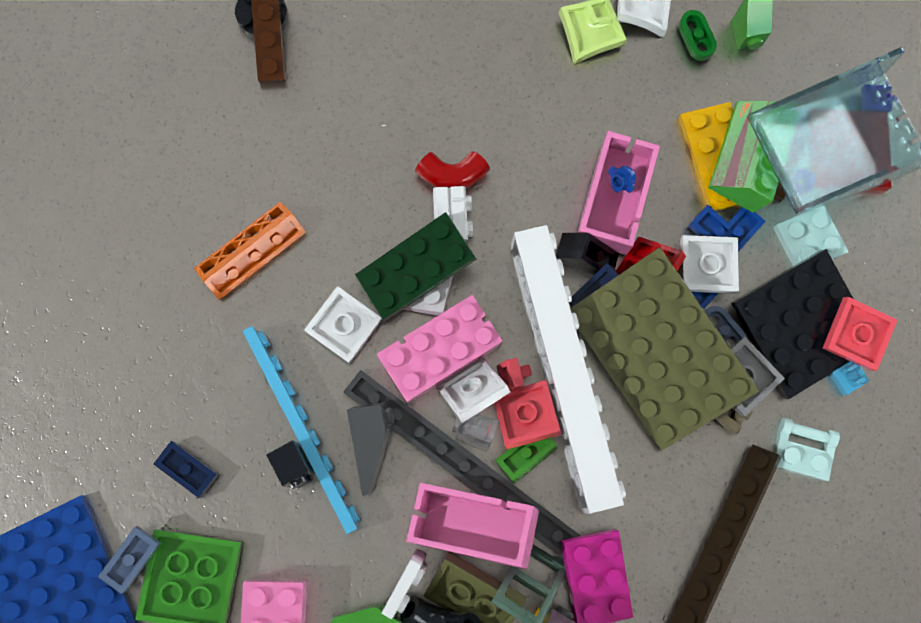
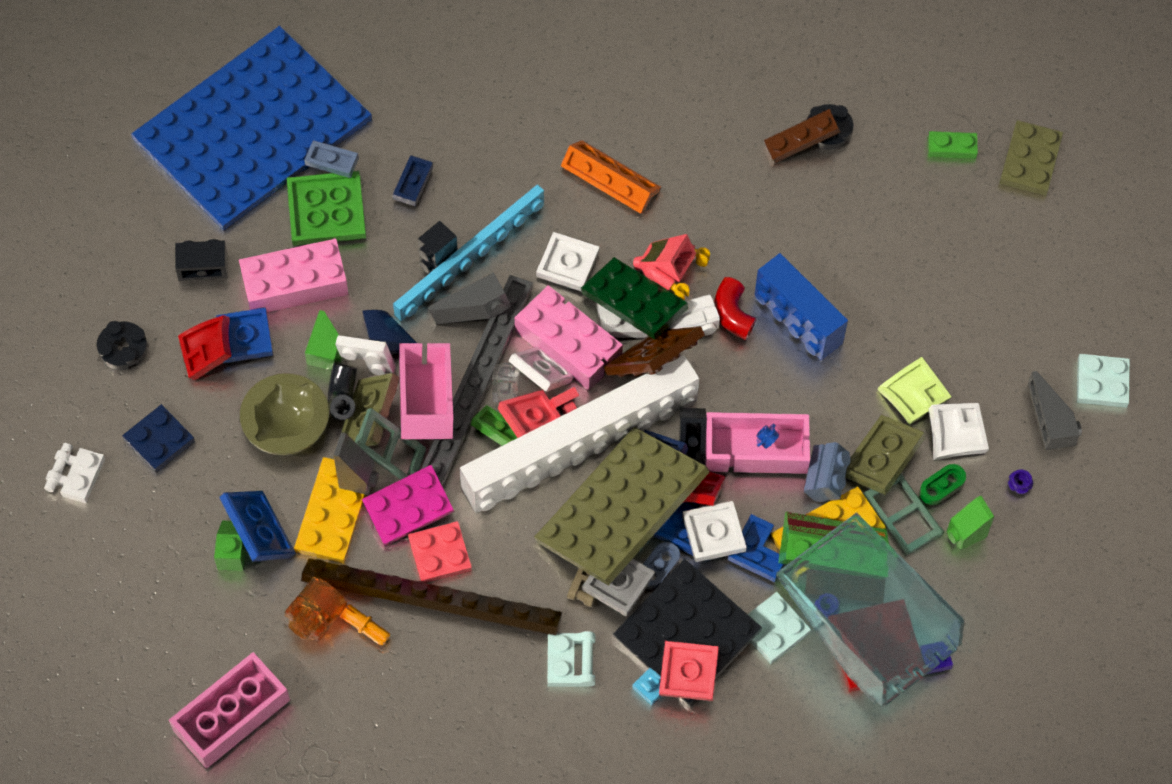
camera: 80 degrees right, 15 degrees down
(376, 549) = (384, 328): none -> dark blue slope
(382, 219) = (668, 261): none -> coral torso
(475, 102) = (800, 307): none -> blue brick
(502, 264) = (651, 354): none -> reddish brown plate
(654, 556) = (439, 552): none -> coral plate
(656, 77) = (884, 454): none -> olive plate
(671, 135) = (827, 472): none -> sand blue brick
(710, 66) = (916, 505): none -> sand green window

